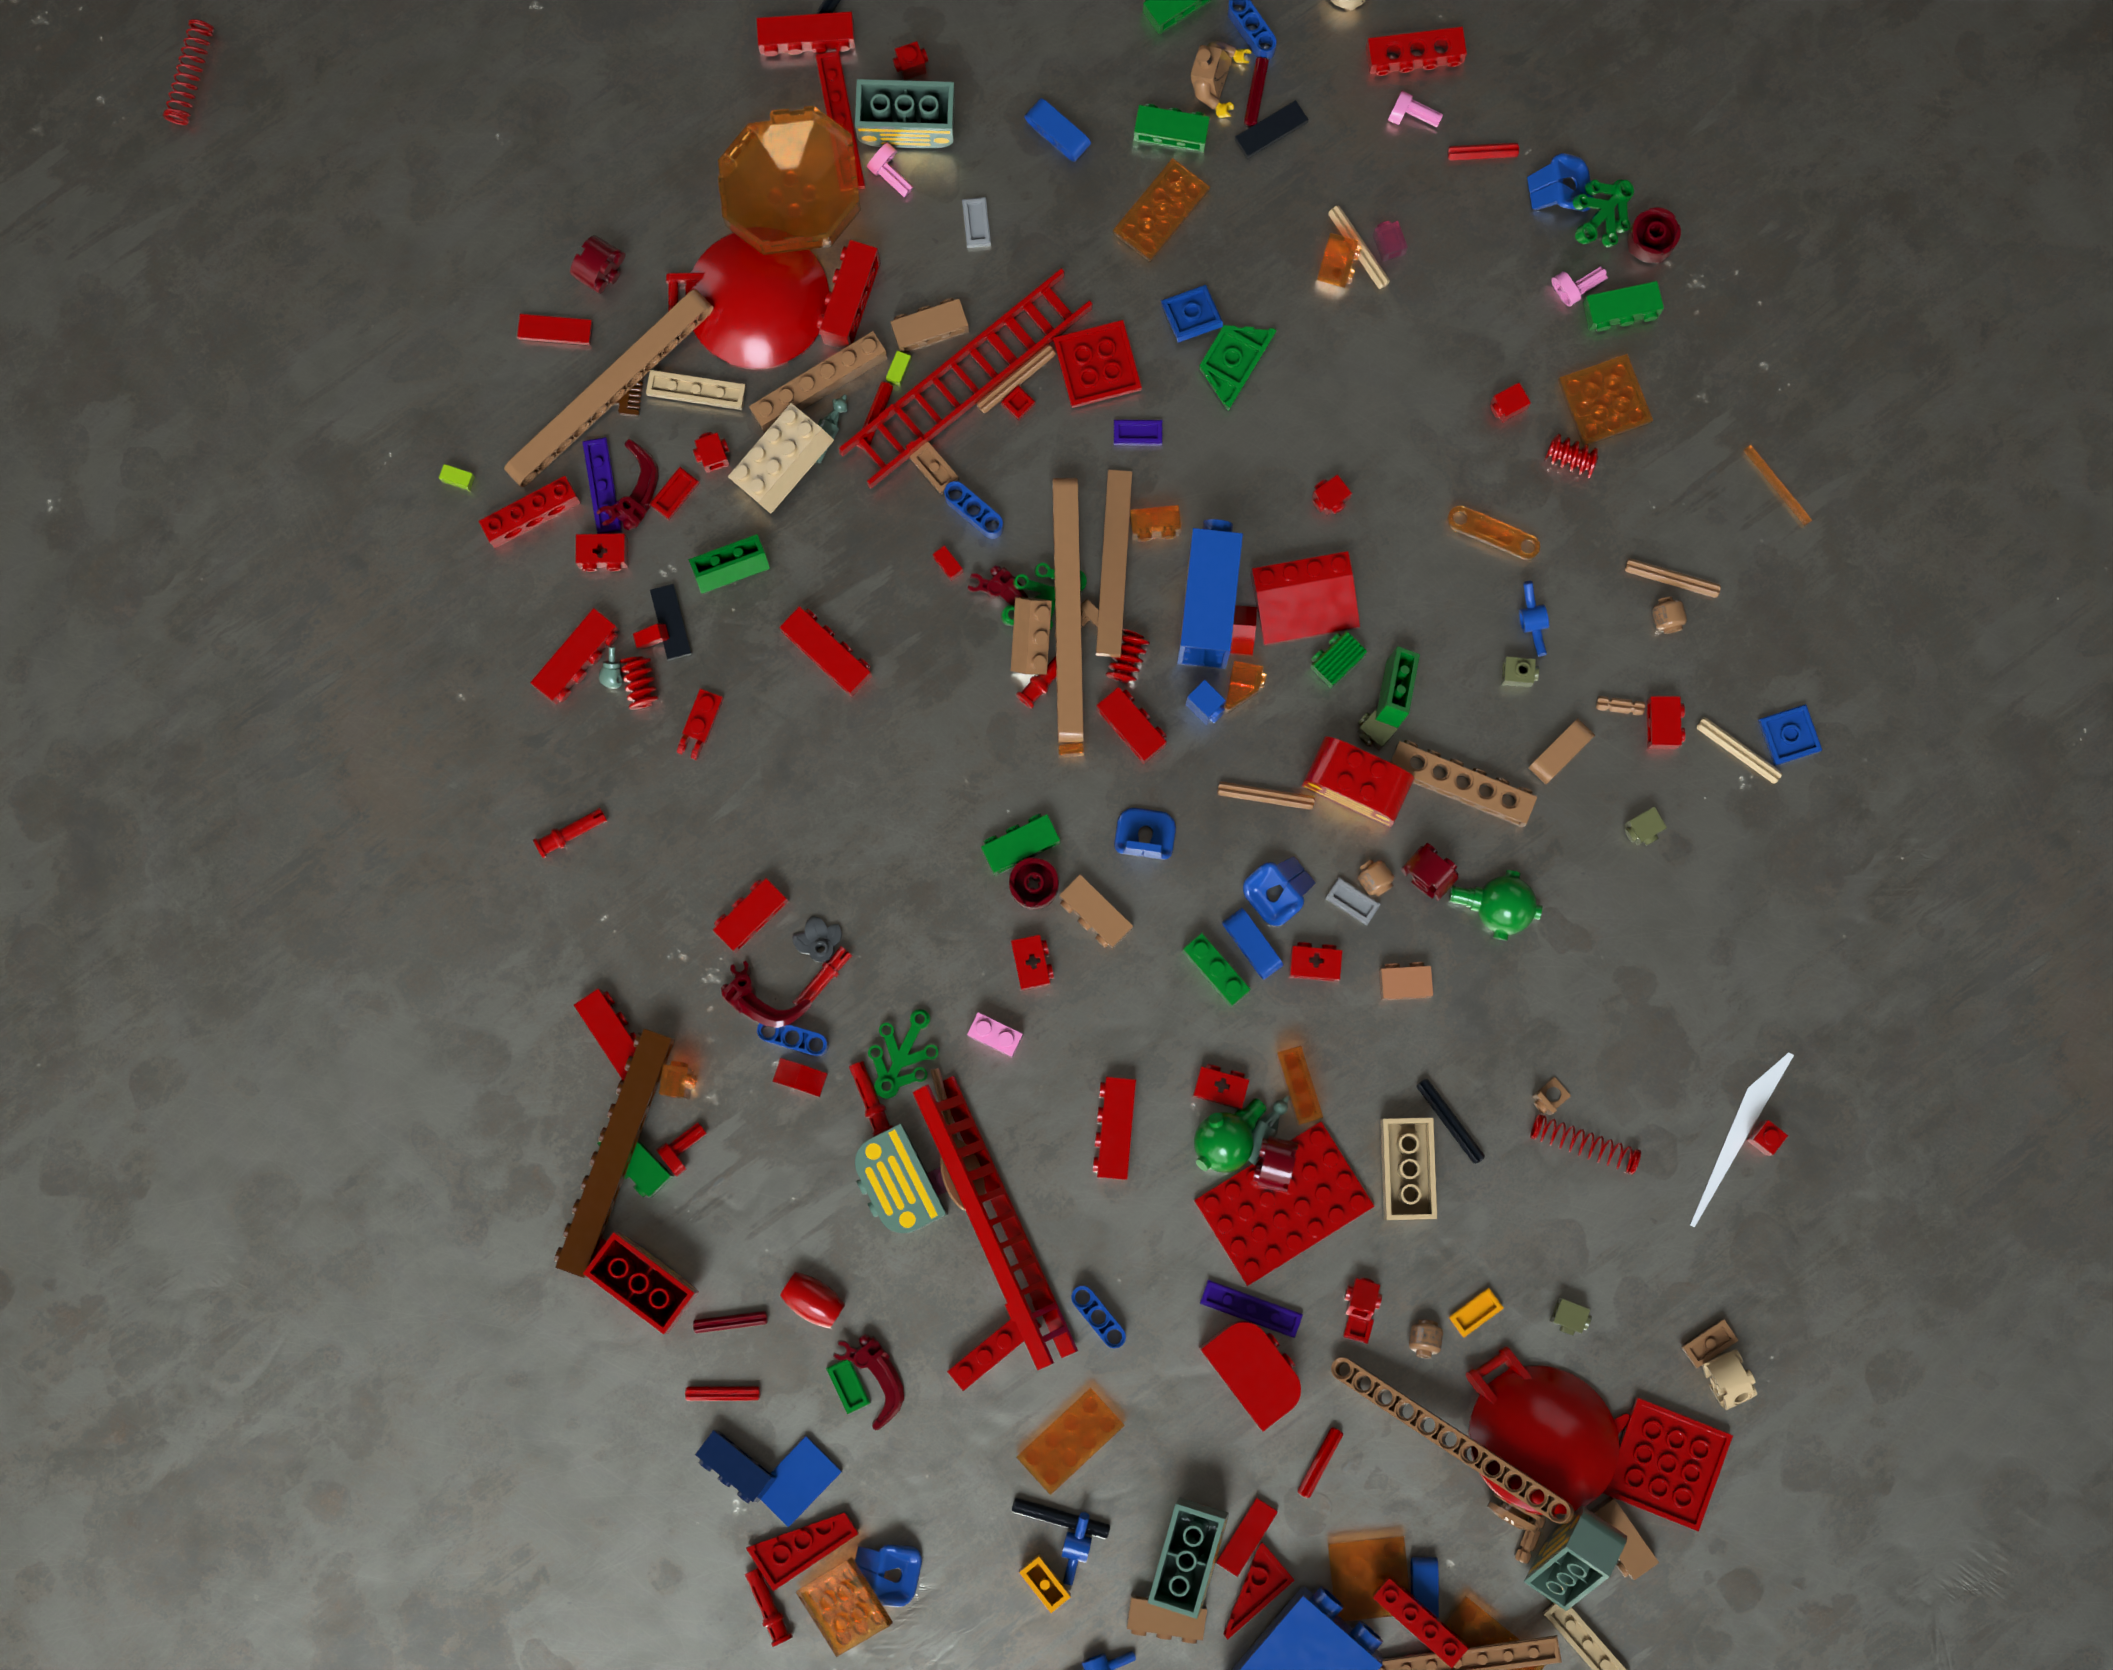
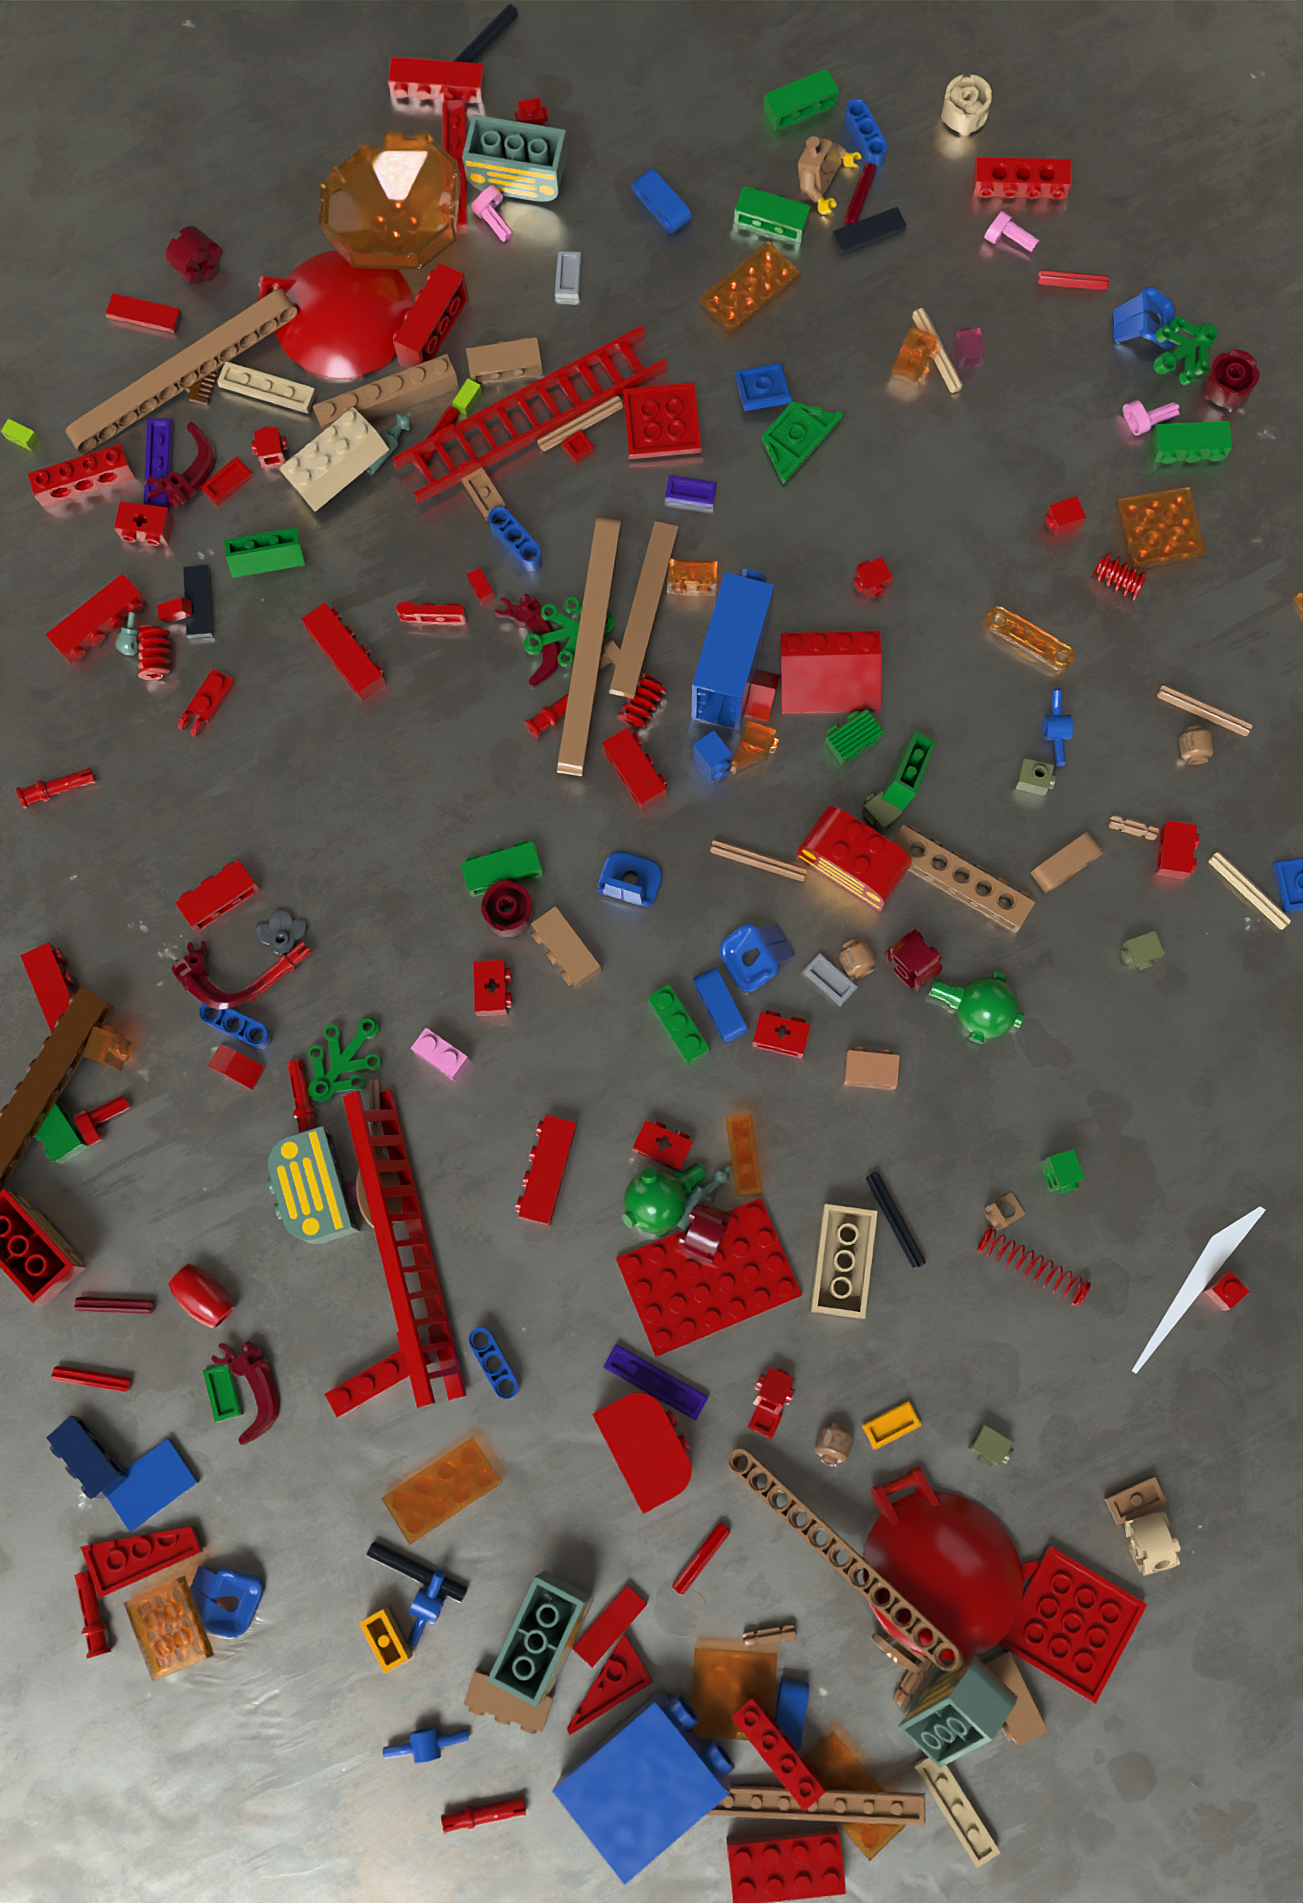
camera: 10 degrees right, 5 degrees down
(903, 598) = (431, 613): none -> red hinge
(1031, 635) = (548, 664): medium nougat brick -> none
(1071, 750) = (569, 784): clear orange tile -> none
(1394, 1521) = (769, 1636): none -> medium nougat axle
(1600, 1052) = (1062, 1172): none -> green brick

